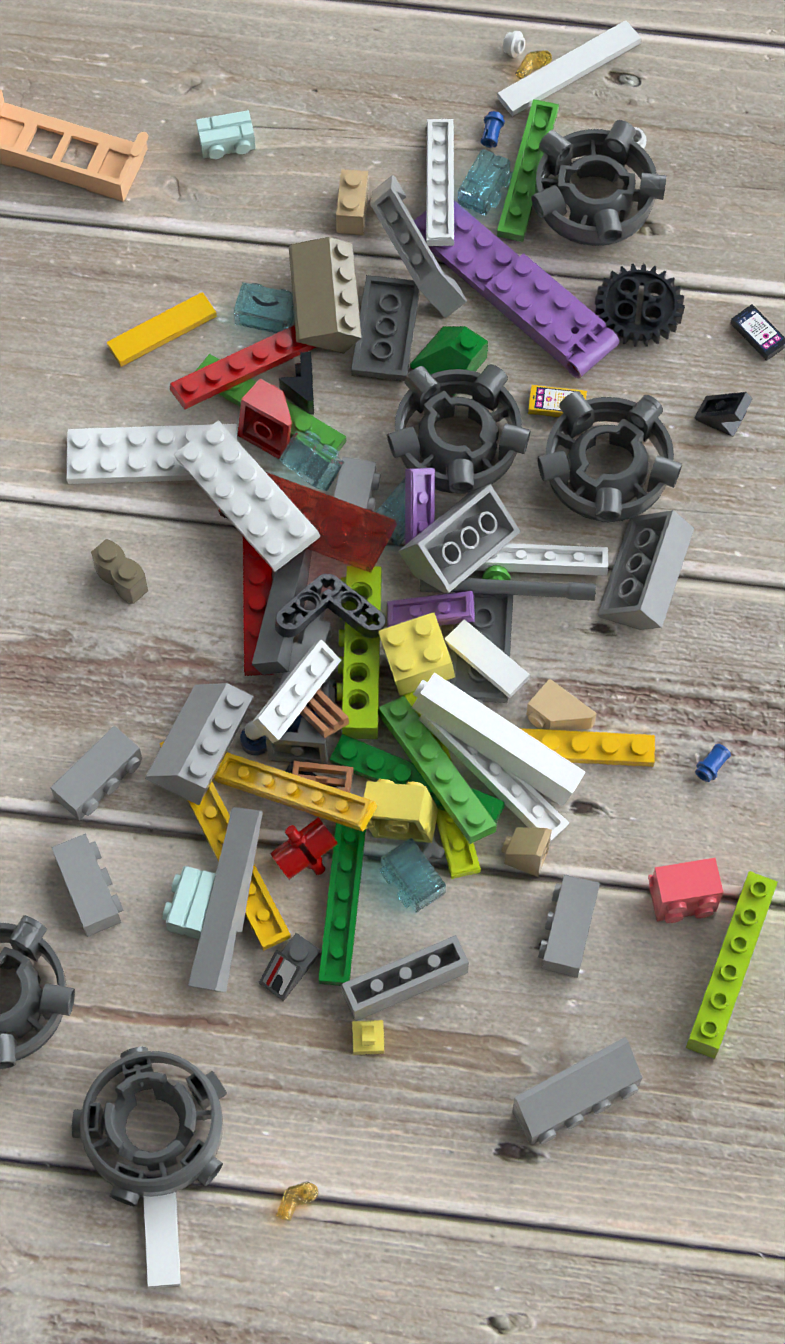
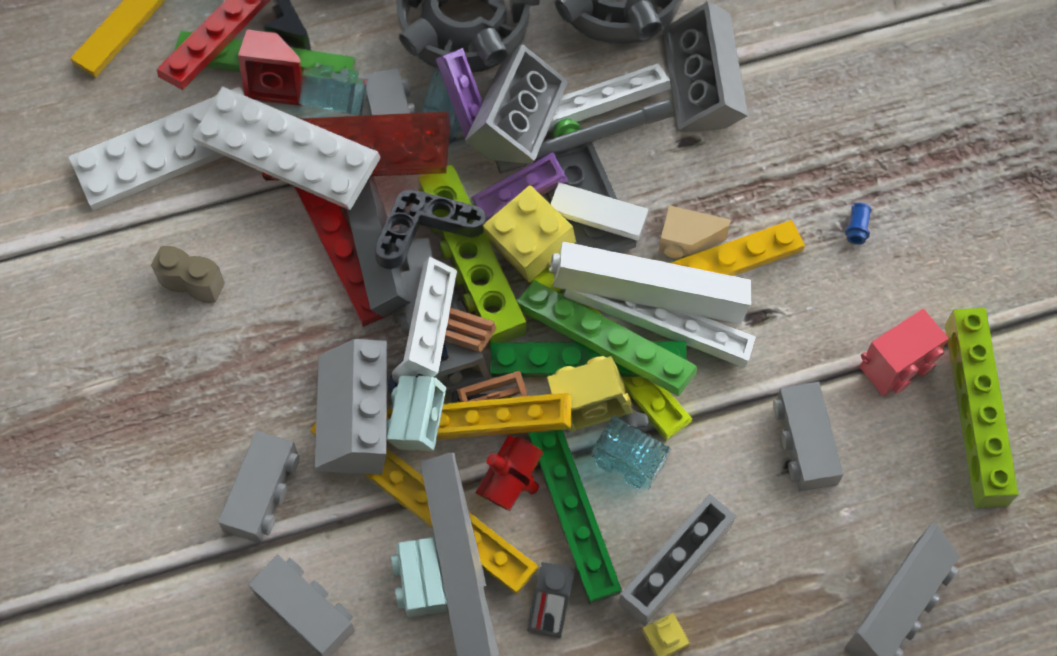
camera: 25 degrees left, 0 degrees up
(247, 766) = (415, 413): none -> light aqua brick
(527, 849) = (731, 378): tan slope -> none

